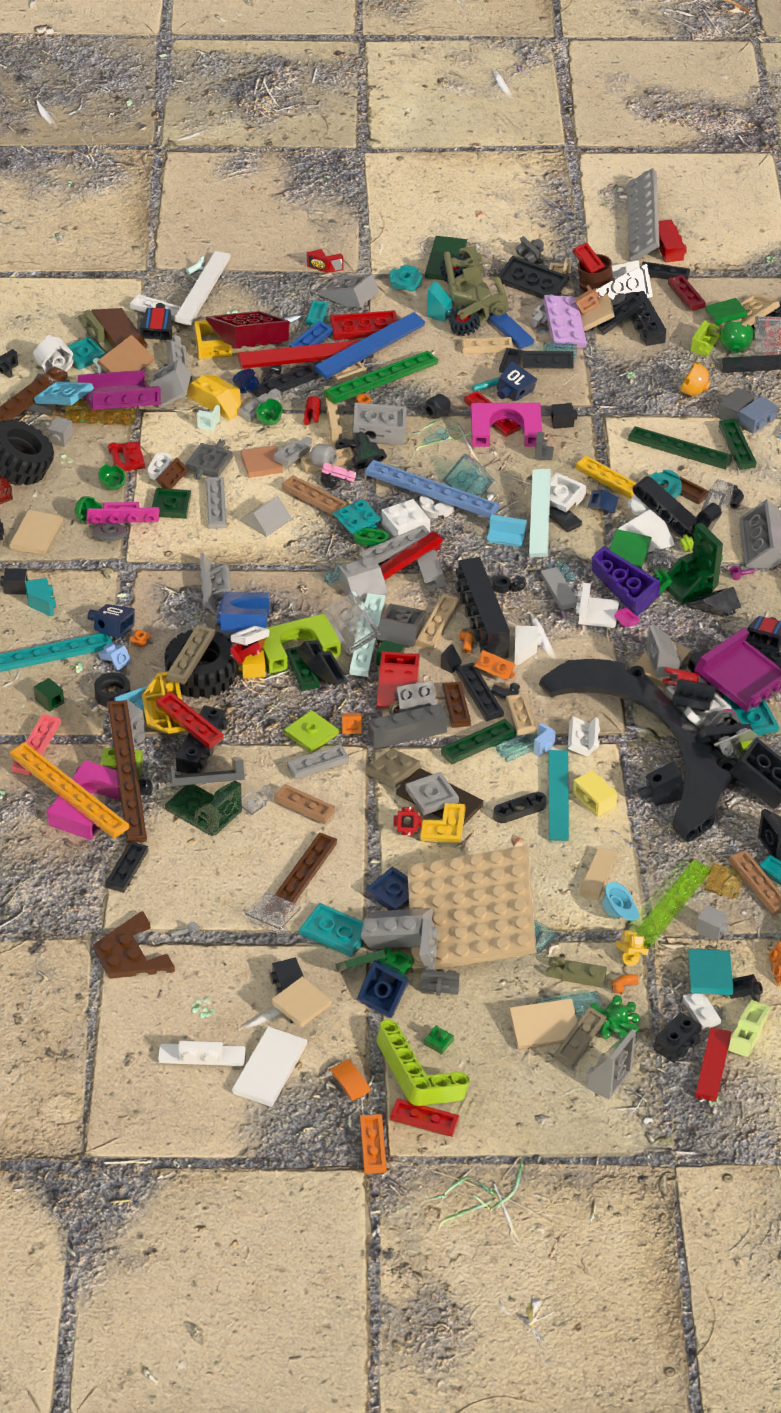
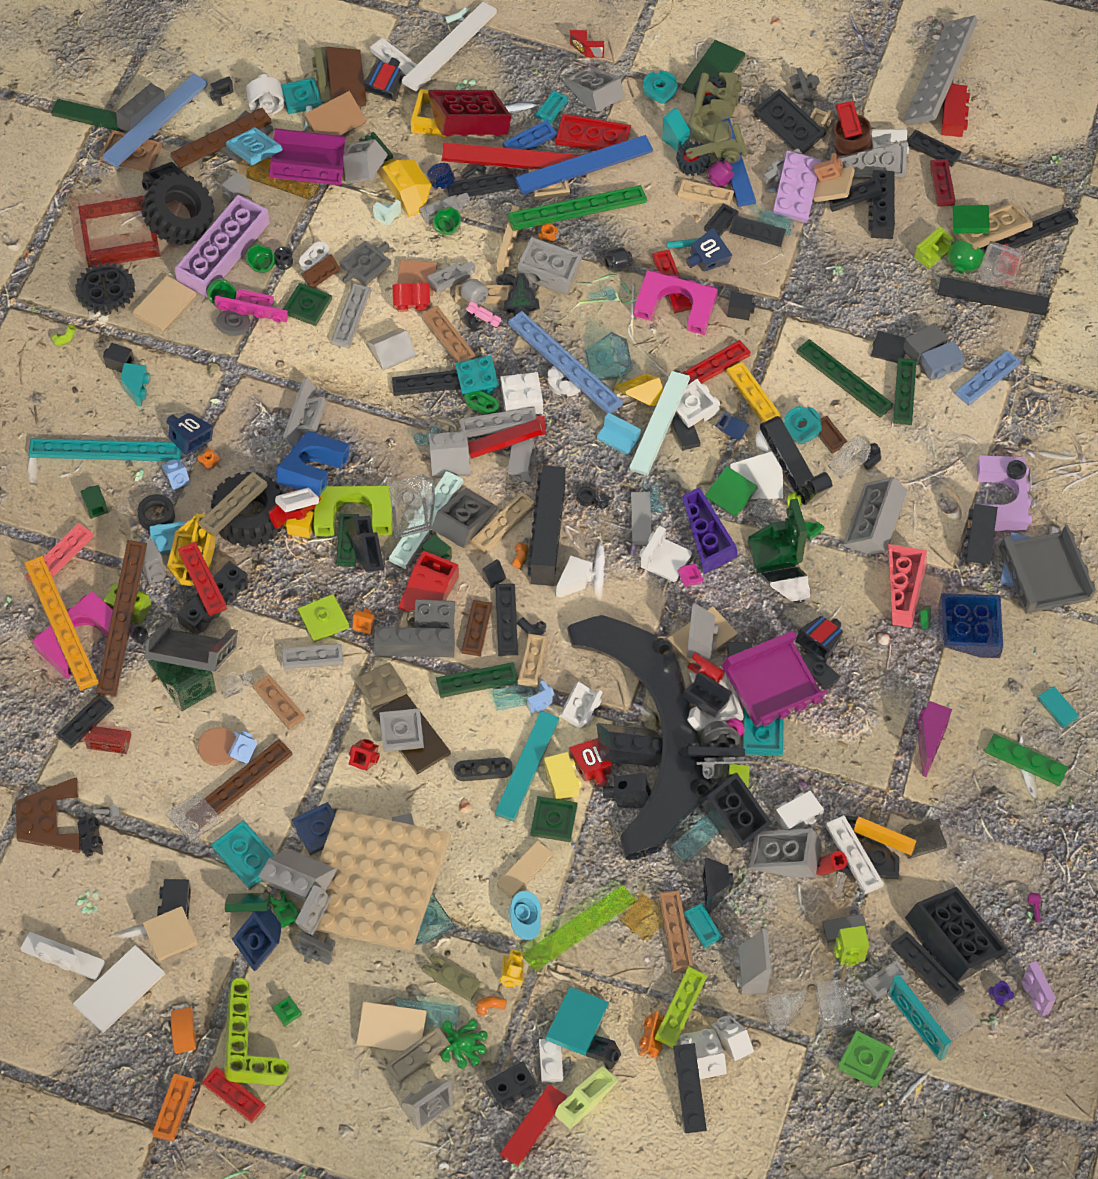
camera: 20 degrees right, 15 degrees up
(71, 473) = (222, 244): none -> lavender brick
(132, 455) = (294, 236): red plate -> none
(132, 473) = (280, 254): none -> black wheel
(157, 875) = (108, 740): none -> clear red panel
(174, 946) = (89, 827): none -> black hinge
(177, 351) = (389, 122): light grey hinge -> none
(265, 853) = (215, 746): none -> nougat tile
(266, 473) = (411, 296): none -> red brick
(290, 844) = (243, 746): none -> light blue bracket
(312, 410) = (492, 229): red hinge -> none
(312, 535) = (425, 383): none -> black tile
(447, 830) = (400, 775): yellow plate -> none
(494, 325) = (720, 173): none -> magenta head
(495, 665) = (532, 596): orange hinge -> none
(512, 493) = (643, 388): none -> yellow slope
(543, 451) = (699, 343): dark grey bracket -> none
(568, 458) = (718, 362): none -> red tile
(604, 828) = (554, 819): none -> dark green tile
(617, 772) = (589, 763): none -> red torso
(646, 751) = (629, 745): none -> black slope
(664, 579) = (744, 540): green tile -> none
(696, 380) = (897, 300): light orange cylinder -> none
(704, 417) = (888, 347): none -> black piece
(712, 923) = (606, 966): light grey brick -> none
(737, 573) = (828, 555): magenta hand -> none
(738, 808) = (695, 838): none -> clear light blue tile

